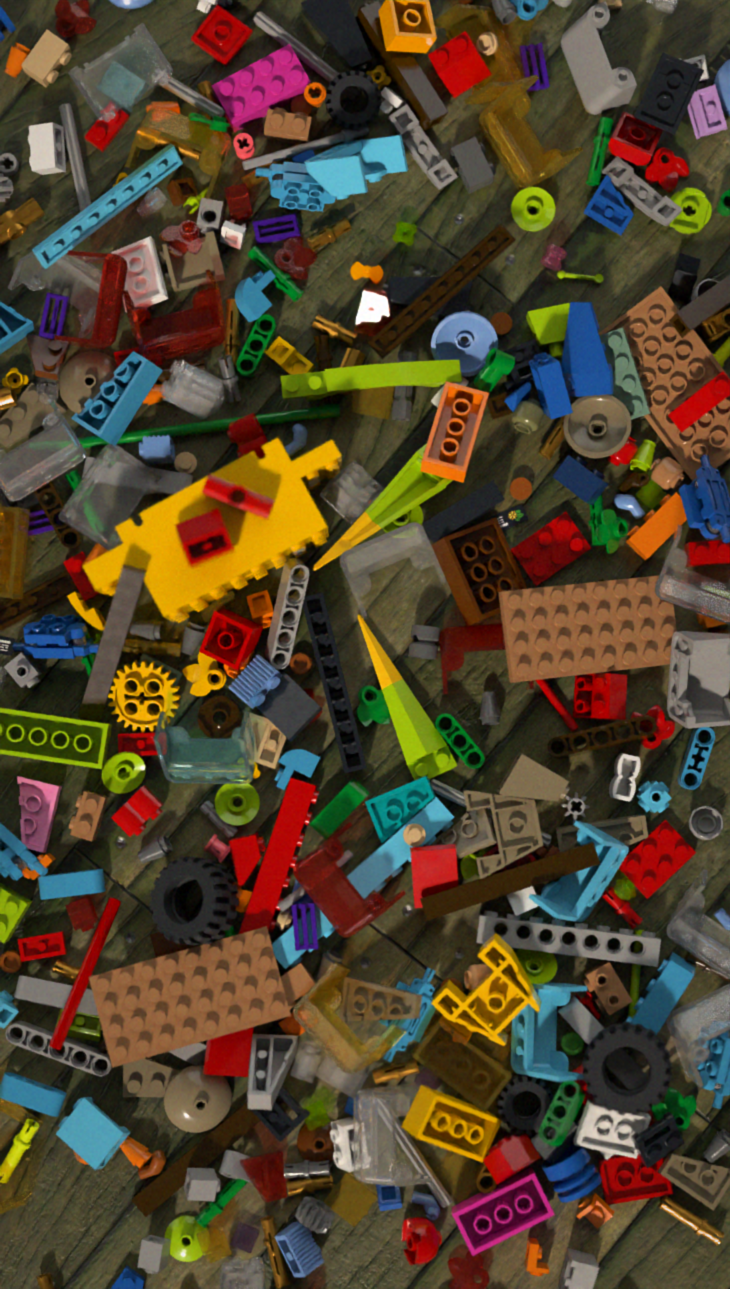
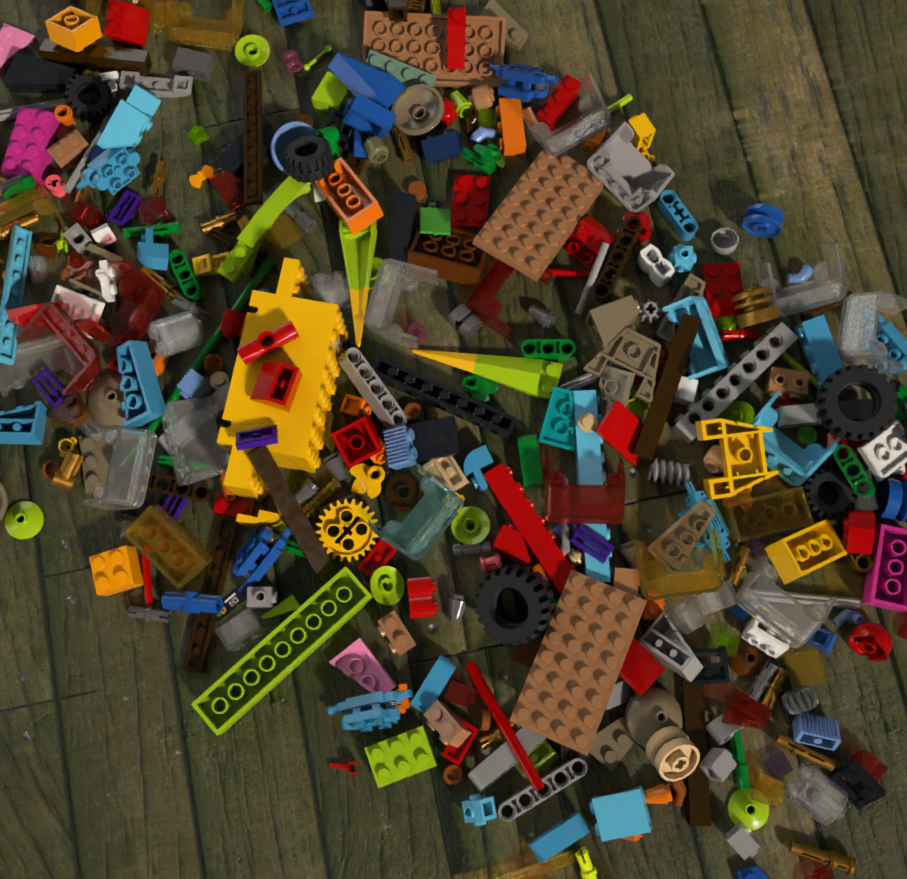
camera: 50 degrees left, 10 degrees down
(37, 700) = (288, 605): none -> lime piece
(46, 923) = (448, 725): none -> medium nougat brick
(77, 952) = (485, 718): none -> dark orange tile
(105, 241) = (25, 314): none -> red slope
(142, 563) = (256, 437): none -> dark purple tile
(177, 1138) = (672, 753): none -> tan wheel
(191, 277) = (105, 276): none -> white plate
(196, 443) = (213, 363): none -> dark orange tile
(379, 608) = (415, 327): none -> clear pink wheel
(431, 943) = (669, 472): none -> light grey piece
(453, 381) = (309, 159): none -> black tyre
(501, 532) = (435, 221): none -> bright green piece
(561, 728) = (592, 277): none -> light grey bar
(654, 904) = (755, 306): none -> pearl gold wheel

